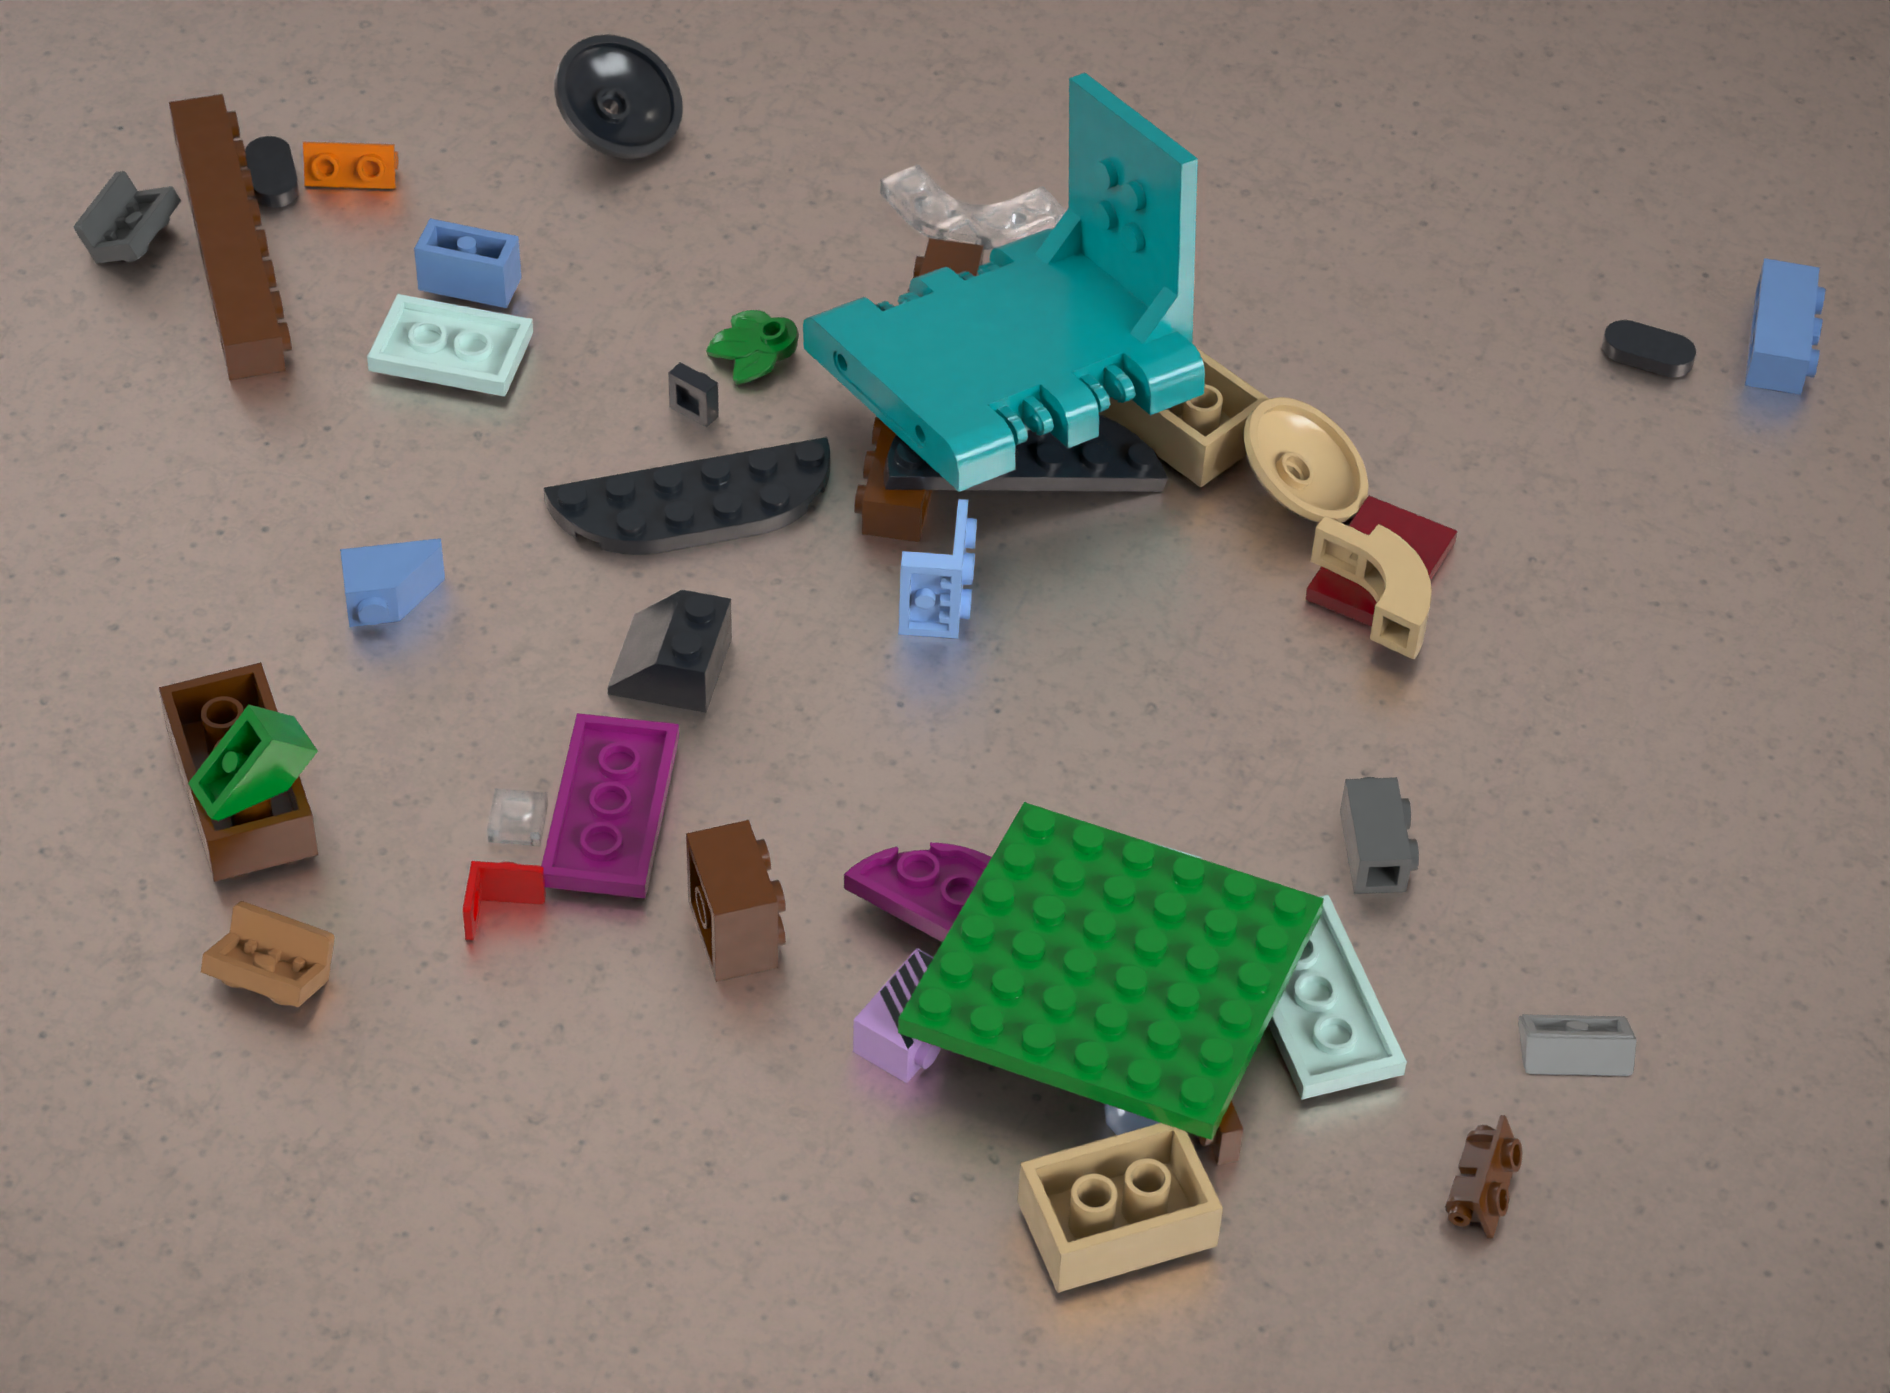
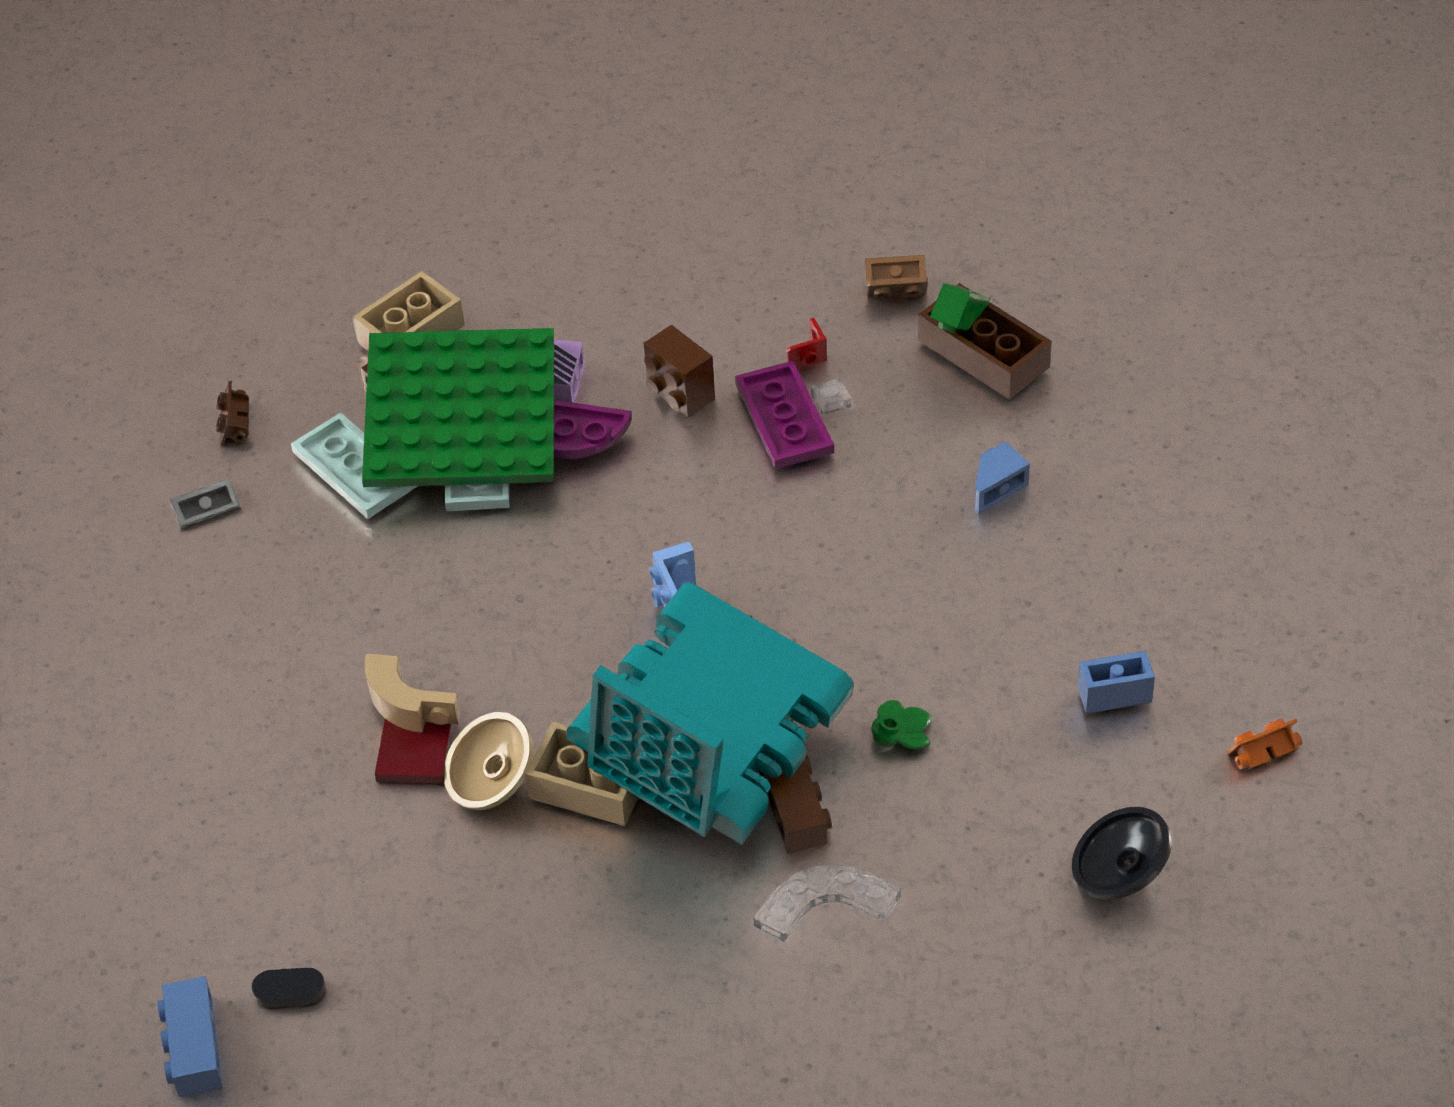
camera: 160 degrees right, 0 degrees up
(124, 219) = (1360, 633): dark grey bracket -> none
(228, 238) = (1294, 653): reddish brown brick -> none
(272, 171) = (1313, 720): black tile -> none
(450, 345) = (1084, 635): light aqua plate -> none
(675, 651) = (807, 503): black slope -> none
(693, 394) = (909, 663): black plate -> none
(694, 499) = (868, 604): black plate -> none
(1377, 835) = (352, 557): dark grey brick -> none

